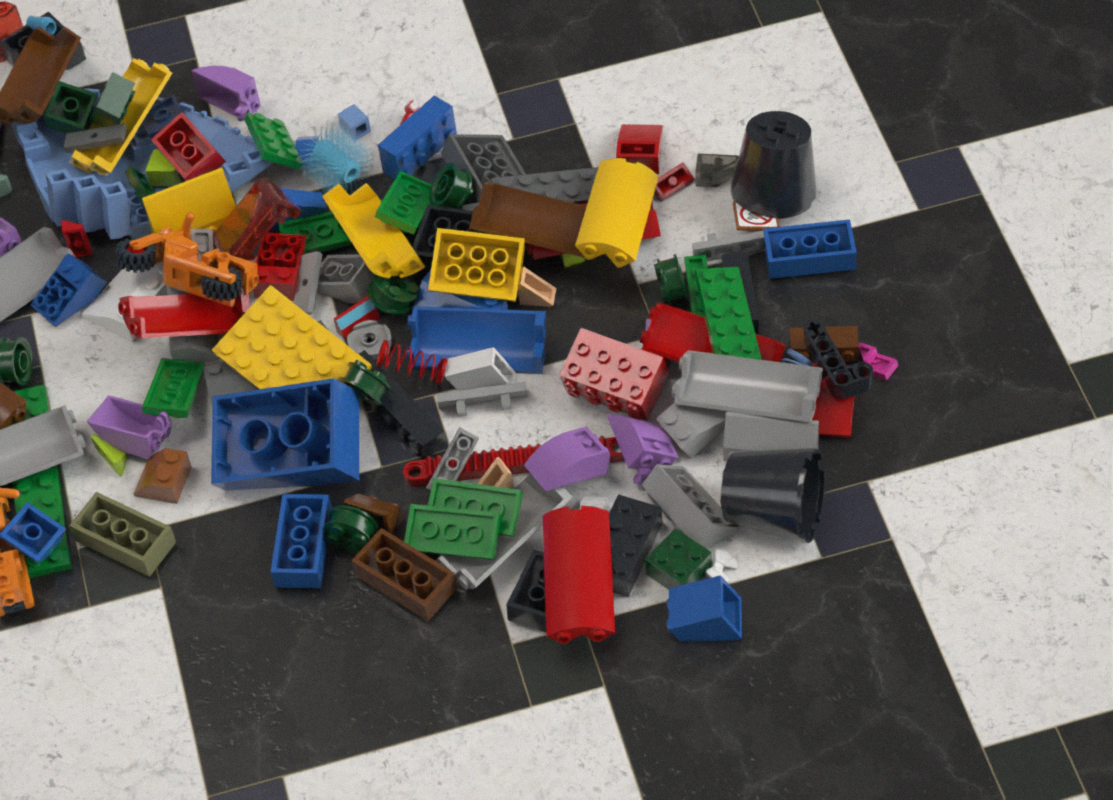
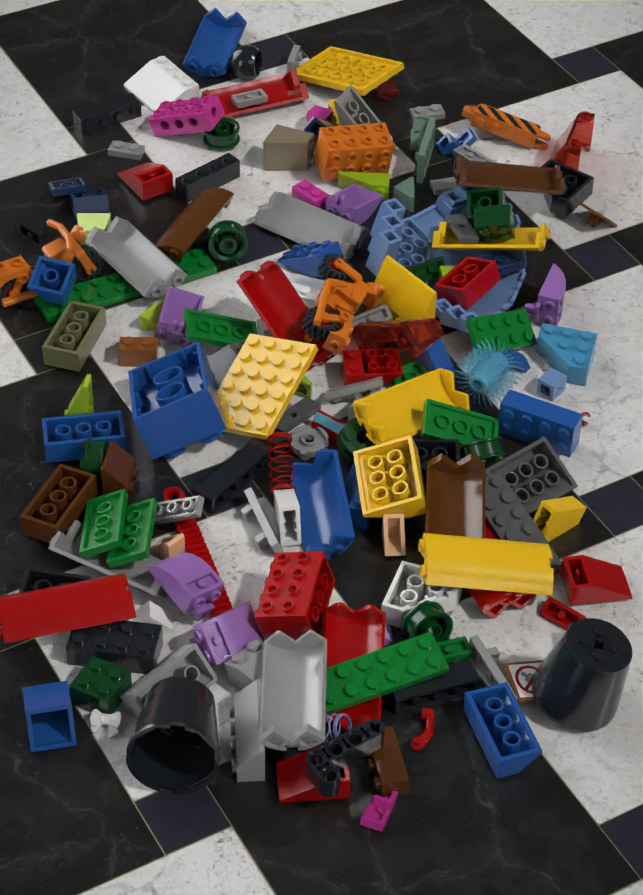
camera: 70 degrees right, 10 degrees down
(44, 22) = (571, 174): dark azure cone -> none
(76, 239) = (358, 246): red slope -> none
(102, 33) = (593, 219): none -> dark orange piece
(258, 532) = (83, 399): none -> lime slope
(312, 97) = (567, 351): none -> dark azure brick
(368, 384) = (237, 430): dark green wheel -> none
(548, 151) = (558, 516): none -> yellow slope
(622, 288) = (409, 591): none -> white brick
(772, 304) = (419, 742): none -> red piece

